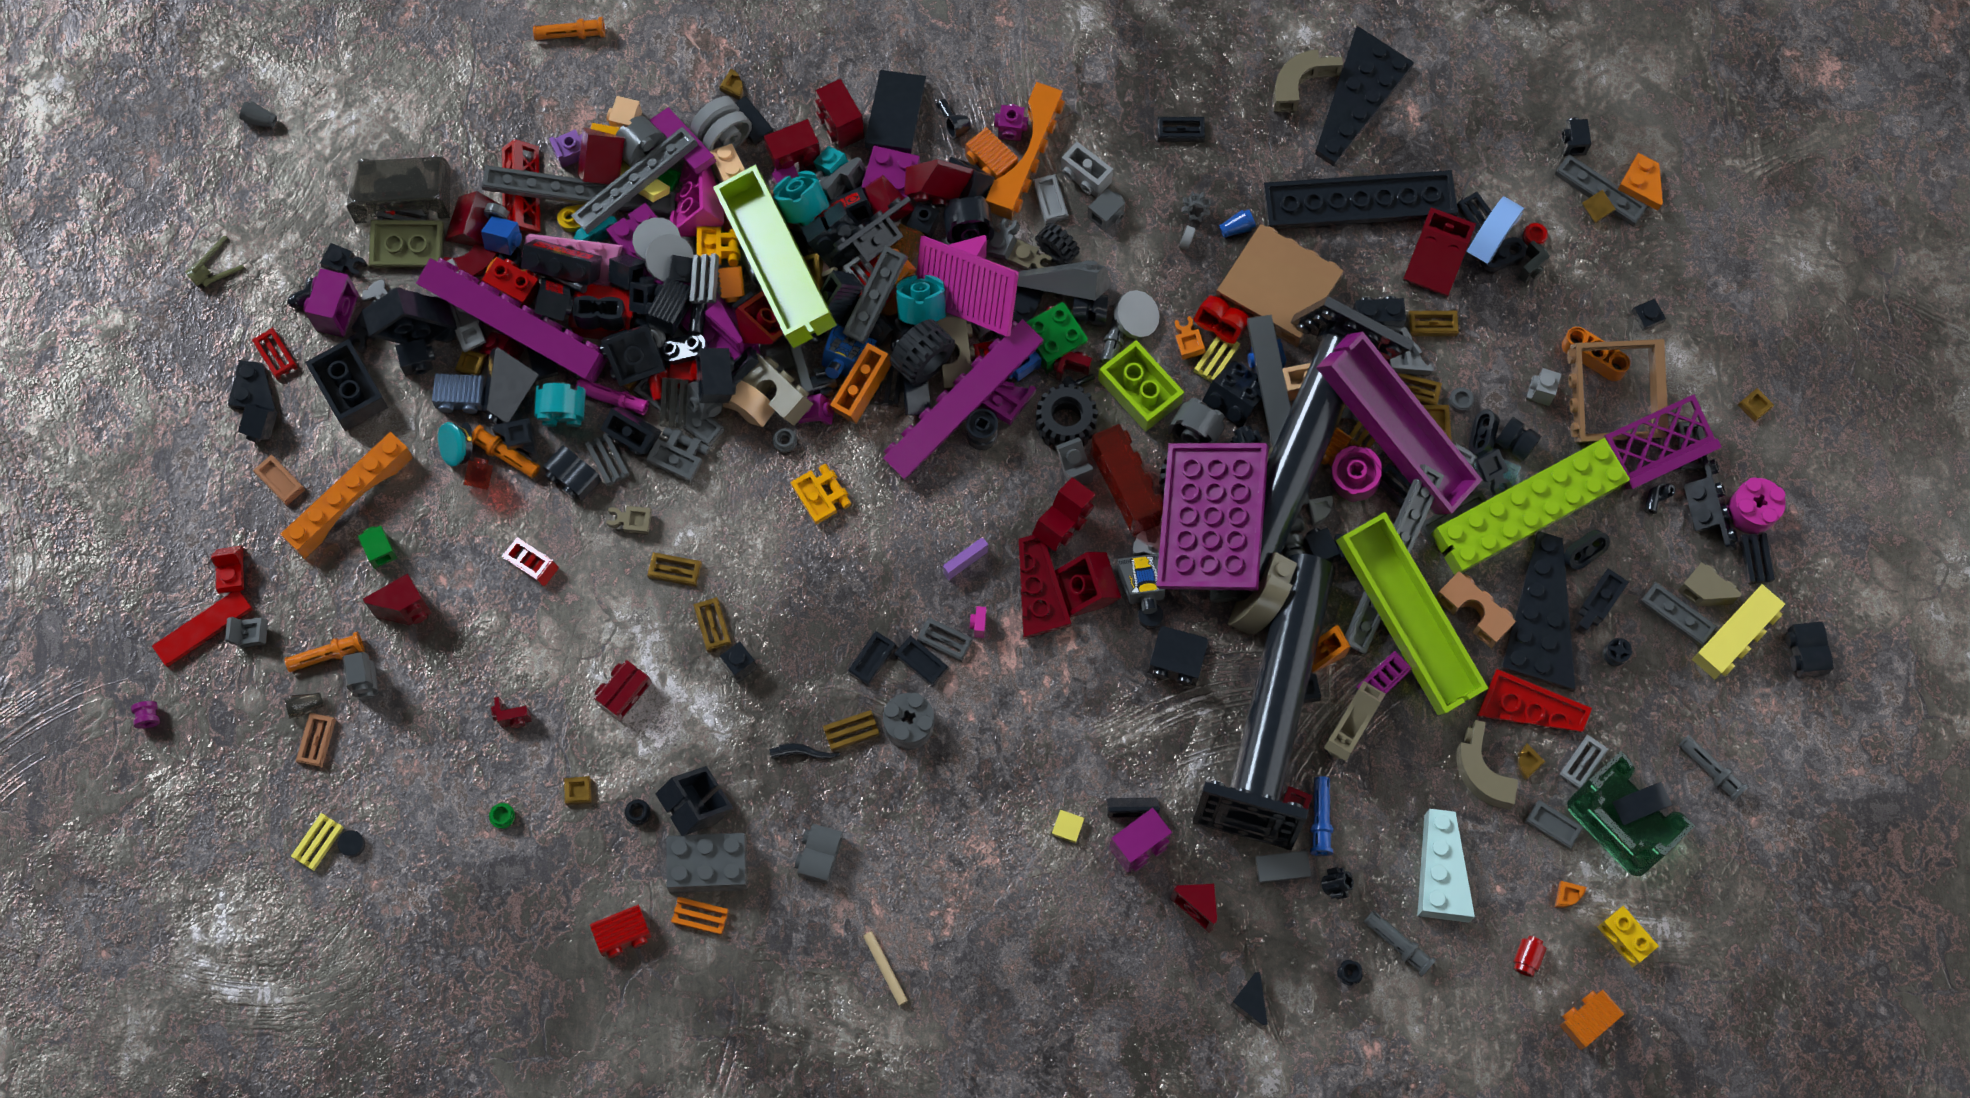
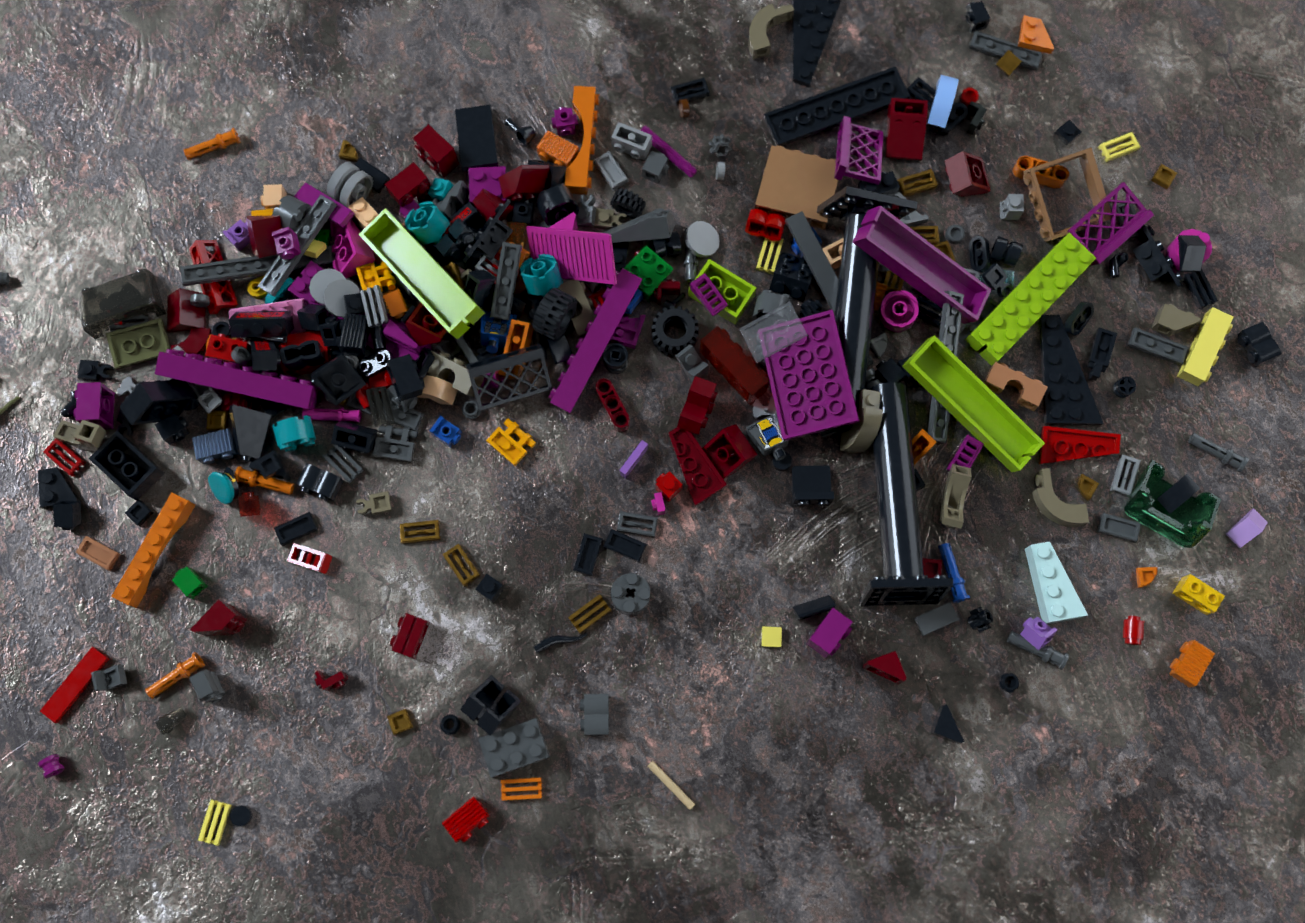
camera: 15 degrees left, 5 degrees up
(229, 569) = (80, 633): red slope -> none
(306, 336) = (83, 436): none -> dark tan arch
(324, 744) = (197, 753): nougat tile -> none
(343, 446) = (139, 512): none -> black tile
(501, 235) = (209, 316): blue brick -> none
(502, 815) = (349, 759): green plate -> none
(525, 292) = (241, 355): none -> dark grey tile
(525, 521) = (295, 529): none -> black tile
(622, 173) = (286, 243): none -> magenta brick
(745, 467) = (438, 432): none -> blue brick
(842, 391) = (504, 361): none -> black fence
(960, 474) = (612, 396): none -> dark red beam
(998, 603) = (668, 485): none -> red brick
(1115, 363) = (713, 291): none -> magenta slope
(1131, 198) = (670, 153): none -> magenta axle
(1166, 147) = (684, 108): none -> reddish brown tile
(1185, 450) = (773, 332): none -> clear tile
(1189, 340) = (745, 247): orange plate -> none
(1237, 224) = (754, 150): blue cone -> none
(1354, 255) = (845, 149): none -> magenta fence
(1405, 920) = (1037, 632): none -> medium lavender brick
(1500, 330) = (967, 175): none -> dark red slope
(1687, 345) = (1106, 153): none -> light yellow tile
(1719, 874) = (1247, 528): none -> lavender slope
(1752, 507) = (1191, 253): none -> black slope

